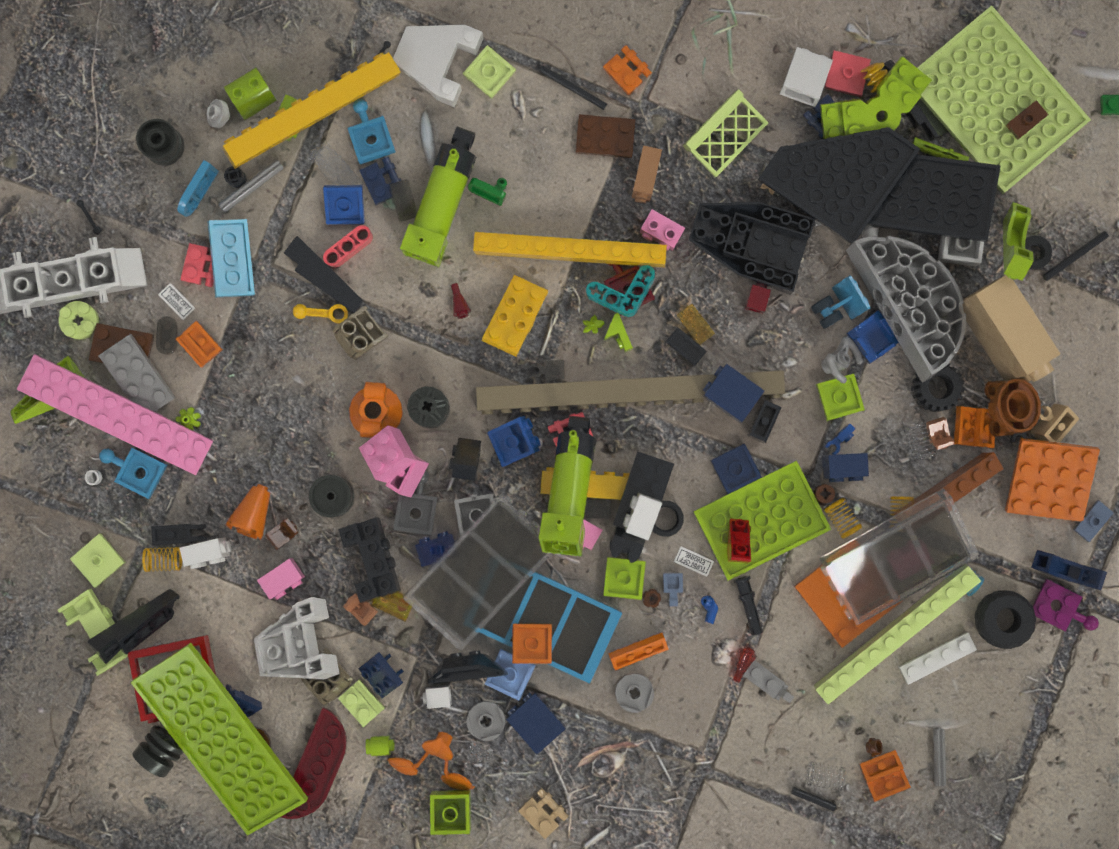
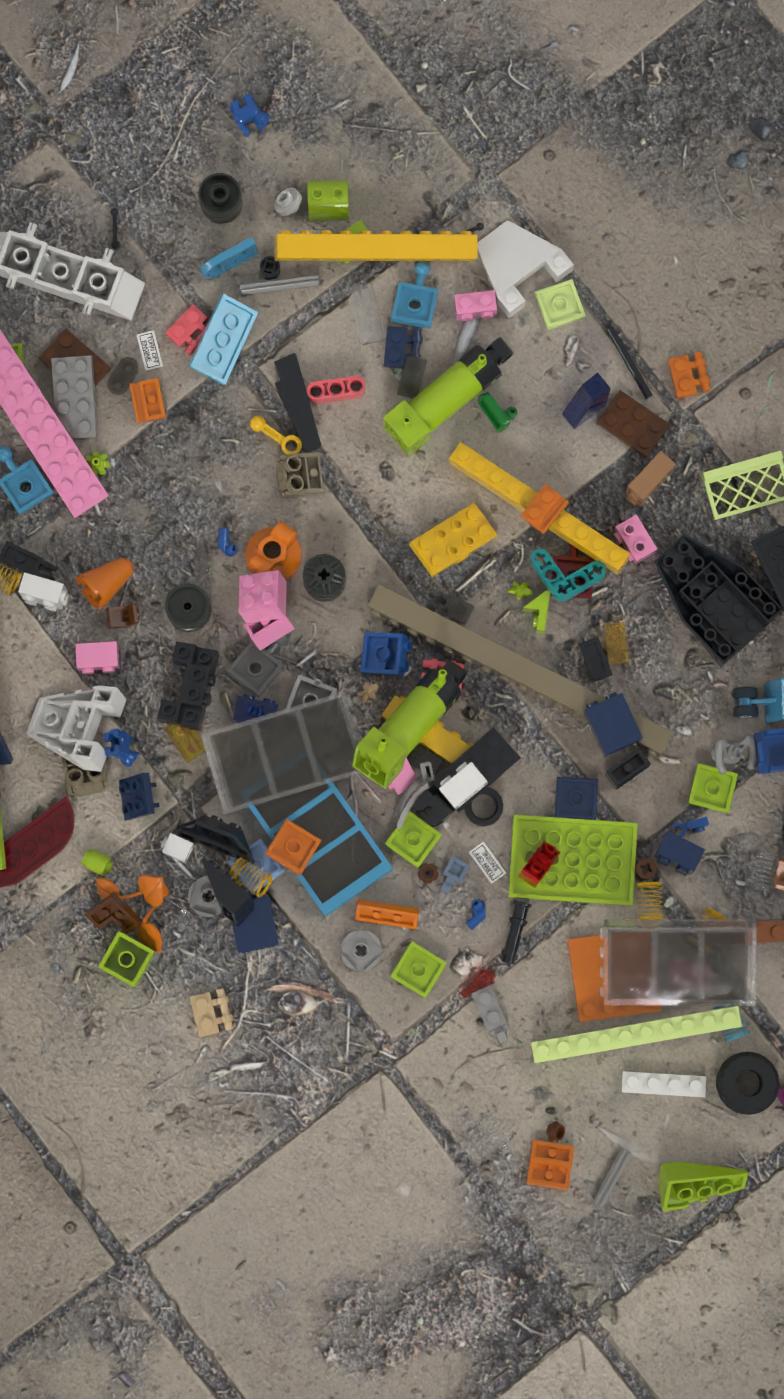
camera: 30 degrees right, 5 degrees down
(72, 329) = (45, 306): yellowish green plate -> none
(142, 58) = (247, 113): none -> blue animal
(332, 426) = (224, 544): none -> blue arm
(341, 640) = (120, 746): none -> blue animal
(344, 204) = (355, 349): blue plate -> none
(361, 611) = (154, 730): nougat bracket -> none
(361, 703) = (103, 814): yellowish green plate -> none
(418, 778) = (113, 909): none -> reddish brown plate
(421, 112) = (475, 305): none -> bright pink brick
(460, 306) = (407, 504): dark red cone -> none
(465, 459) = (331, 644): black brick -> none
(498, 691) = (261, 884): none -> yellow piece
(504, 718) = (232, 899): none -> black slope
(518, 479) = (369, 692): none -> tan plant
(559, 138) = (587, 401): none -> clear blue slope
(576, 248) = (544, 509): none -> orange plate
(605, 568) = (399, 816): none -> light grey sword
(689, 681) = (418, 970): none -> lime plate
(757, 298) = (688, 653): dark red brick -> none
(814, 799) = (470, 1147): black piece -> none
(1002, 725) = (689, 1182): none -> lime wedge

